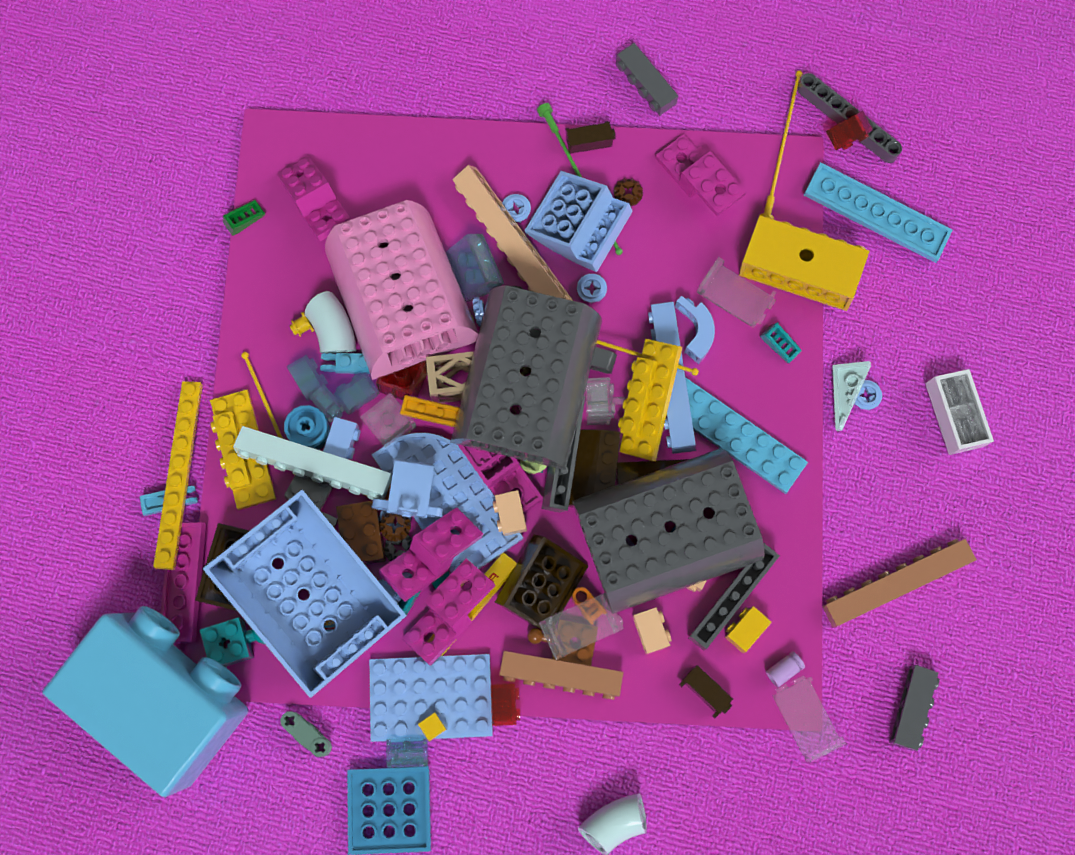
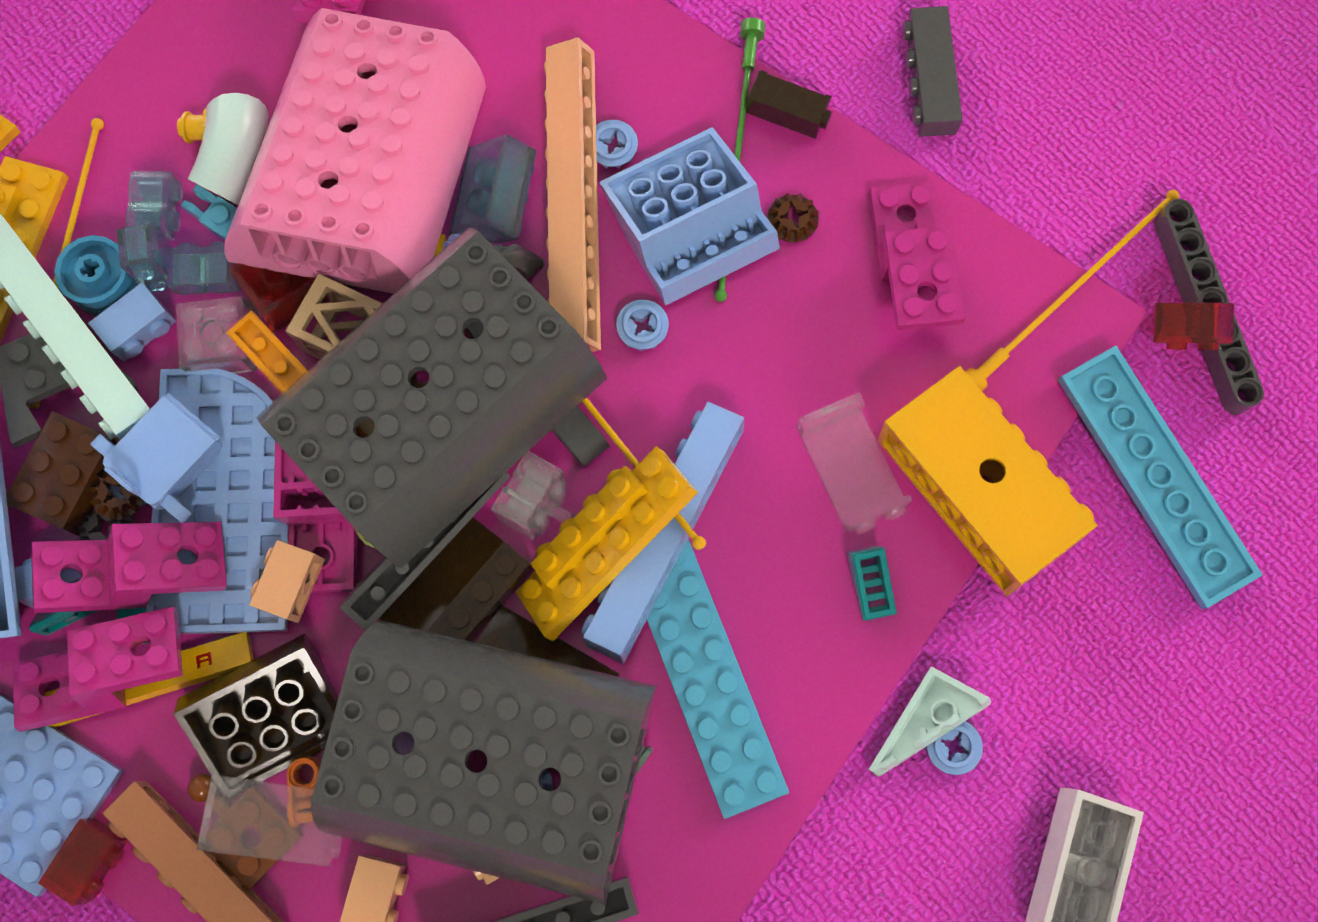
camera: 35 degrees right, 0 degrees up
(704, 328) = (750, 506): light blue arch -> none

